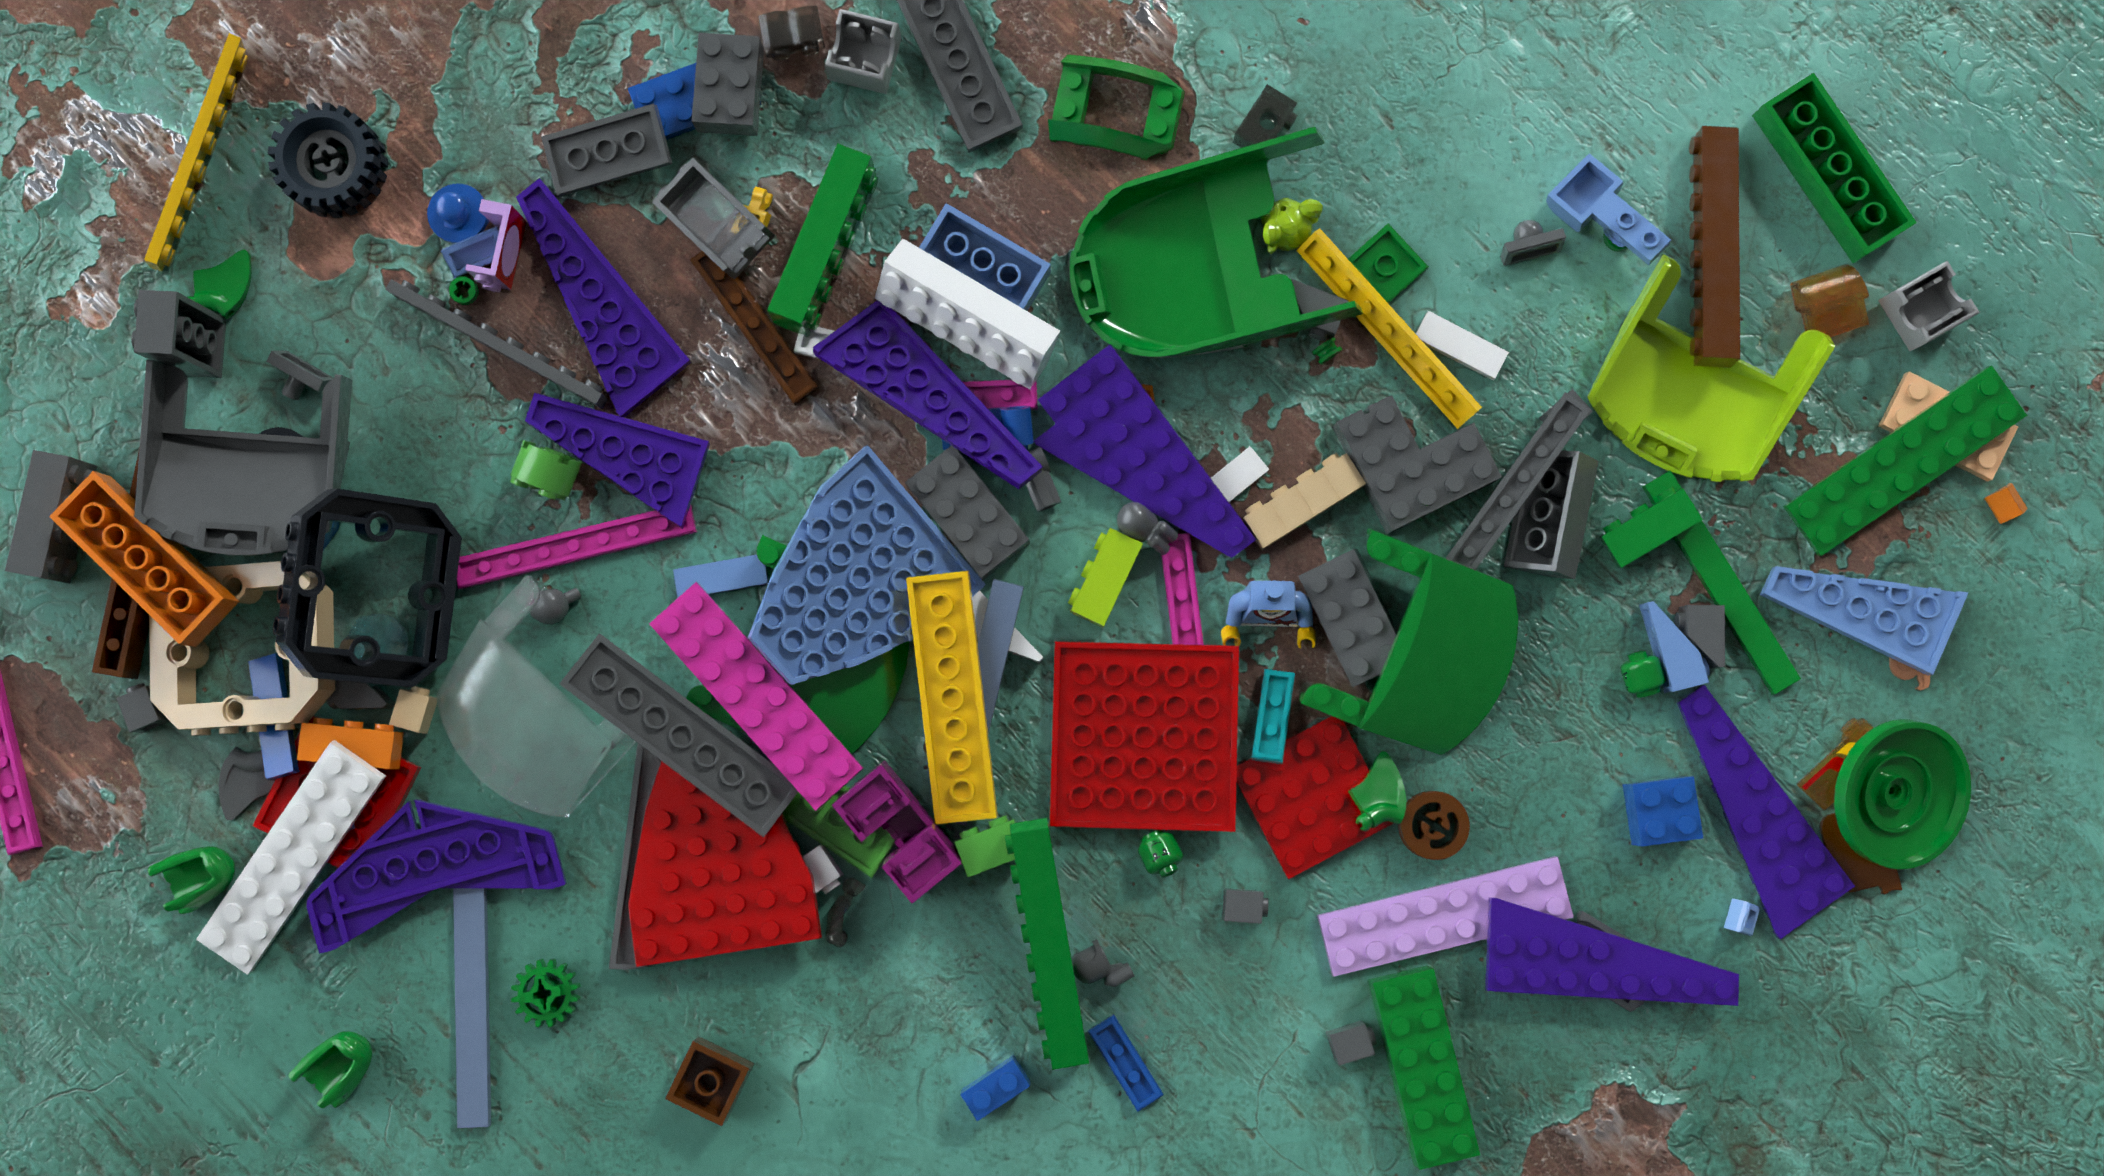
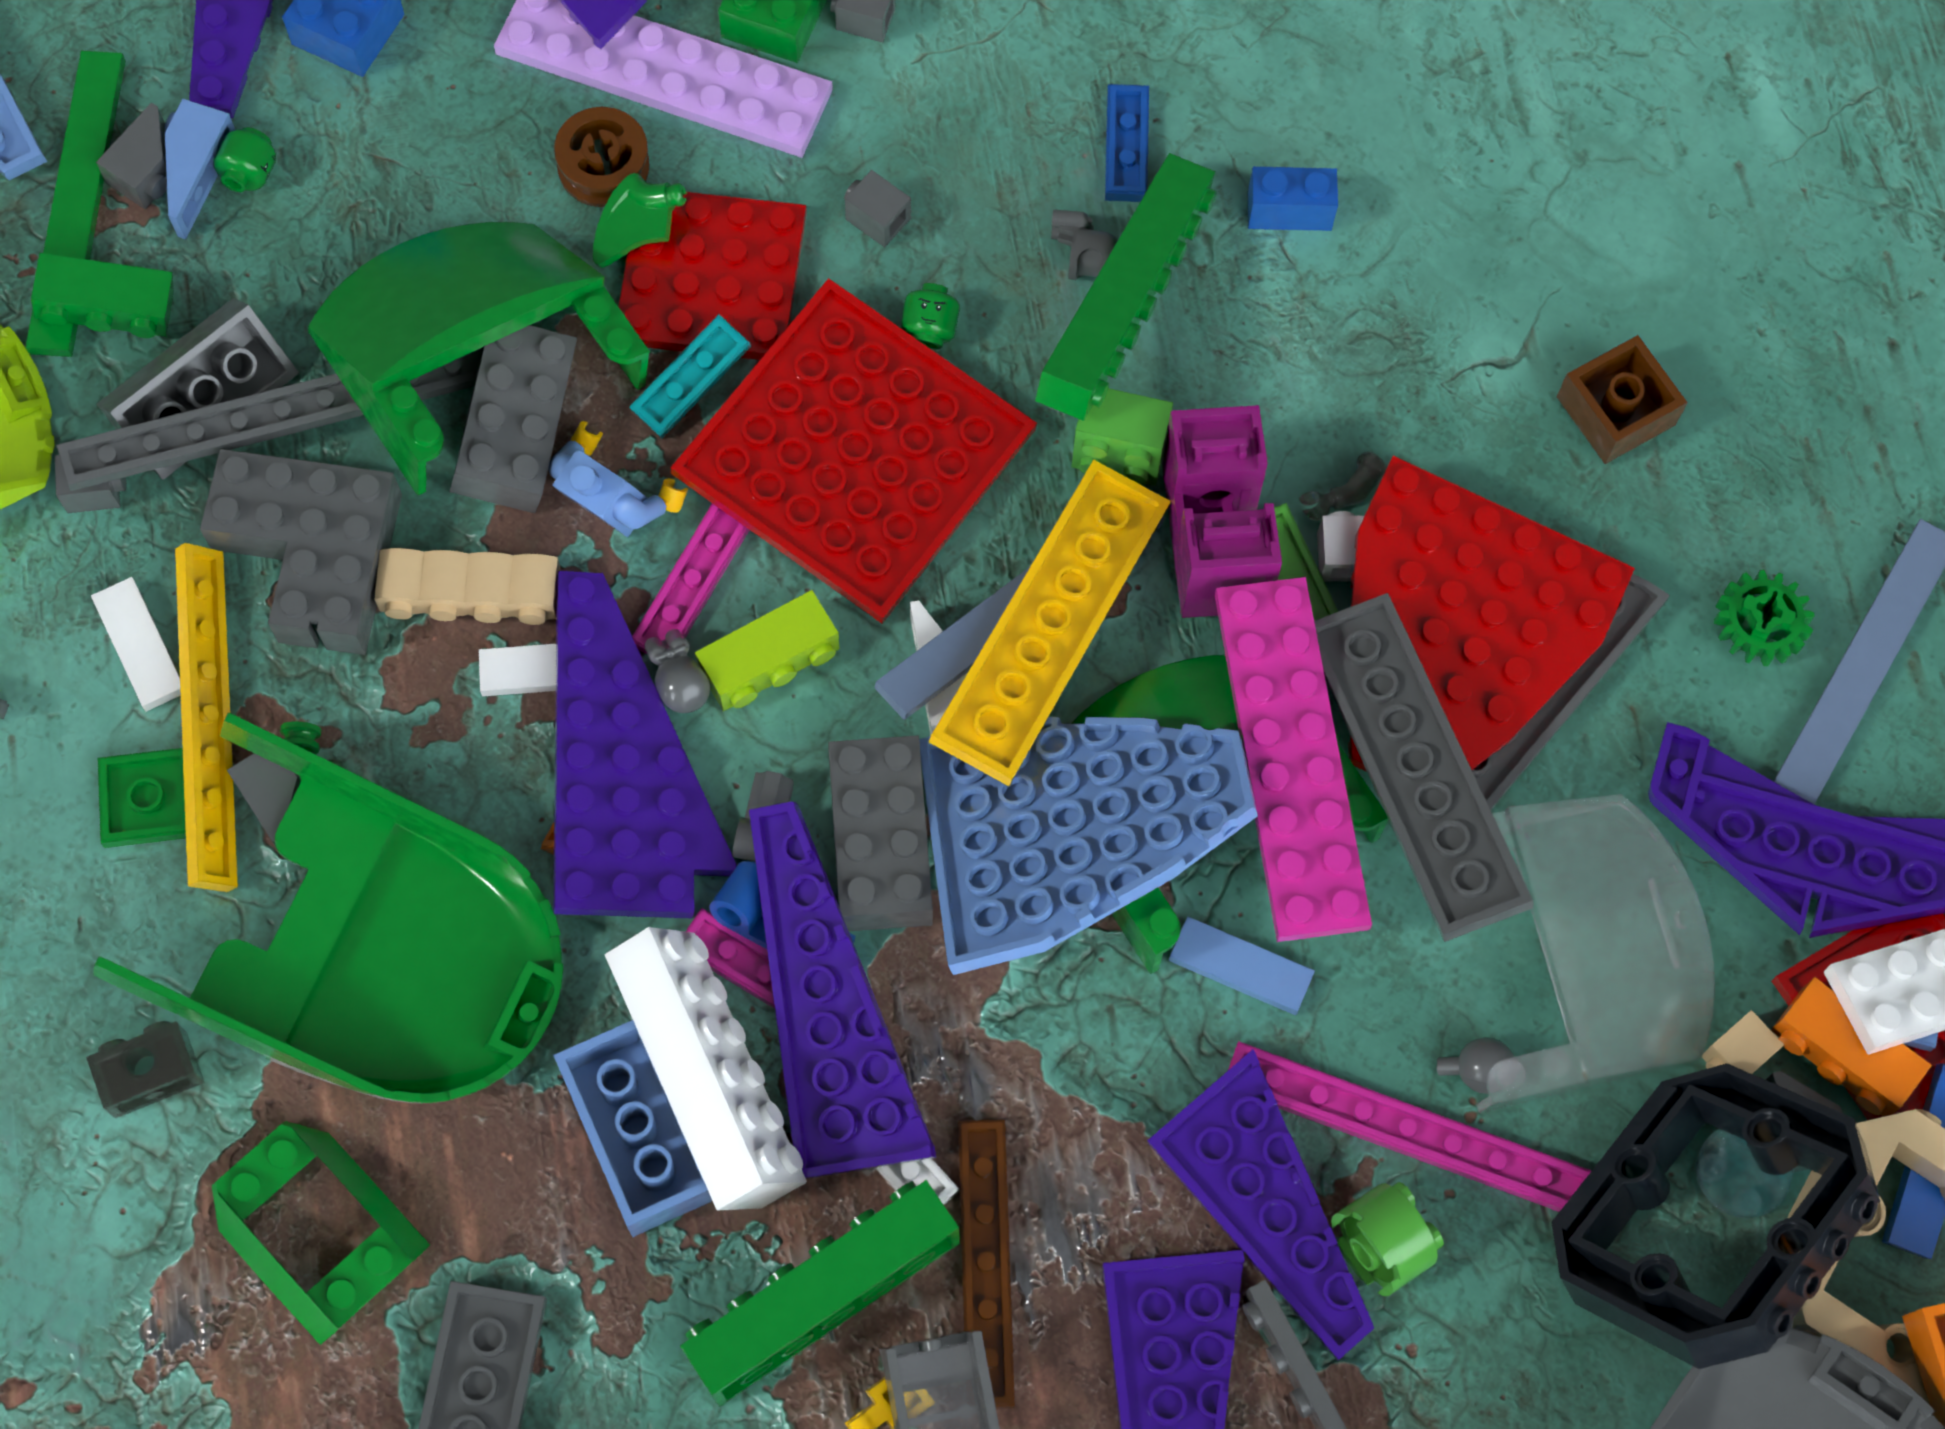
camera: 150 degrees left, 15 degrees down
(1290, 227) = (222, 912): lime hair -> none

